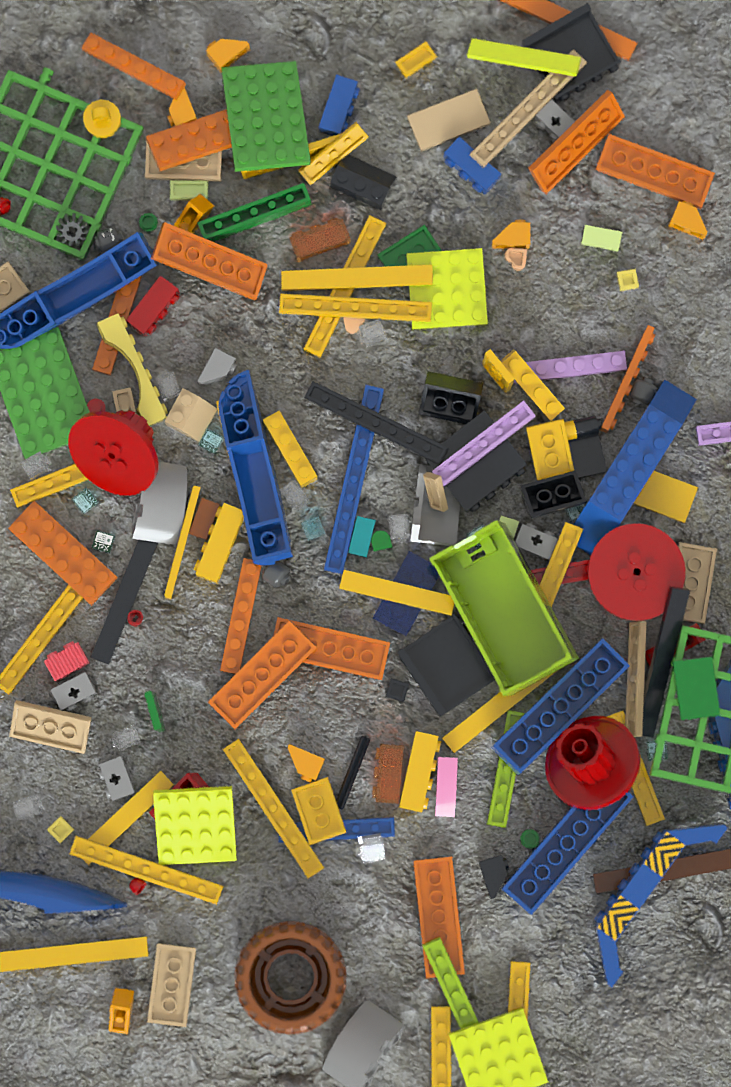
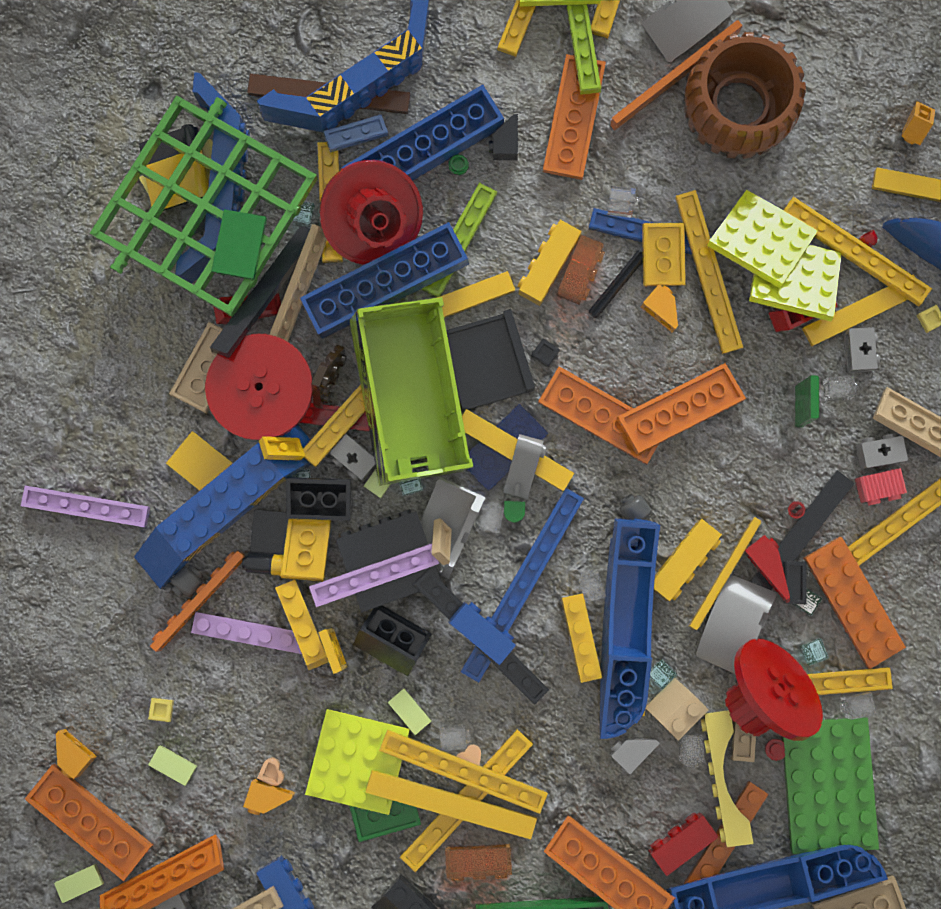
camera: 155 degrees left, 0 degrees up
(119, 553) = (796, 580): none -> black tile
(146, 561) = (767, 560): none -> red slope
(171, 985) = (860, 132): tan plate -> none
(204, 519) = (693, 592): dark orange tile -> none
(234, 851) = (762, 238): none -> plate
(241, 616) = (685, 475): orange plate -> none
(313, 528) = (581, 545): clear light blue plate -> none
(357, 986) = (668, 80): none -> orange tile
(361, 536) = (533, 521): teal tile -> none
(376, 424) = (482, 632): none -> blue brick
(385, 581) = (524, 466): none -> light grey door
(416, 343) = (409, 711): none -> yellowish green tile
(446, 786) = (526, 240): bright pink slope -> none
(582, 588) = (327, 376): none -> dark brown plate
(598, 525) = (281, 448): none -> yellow plate
(632, 838) = (355, 133): none -> medium blue tile
(645, 121) = (79, 883): none -> yellowish green tile

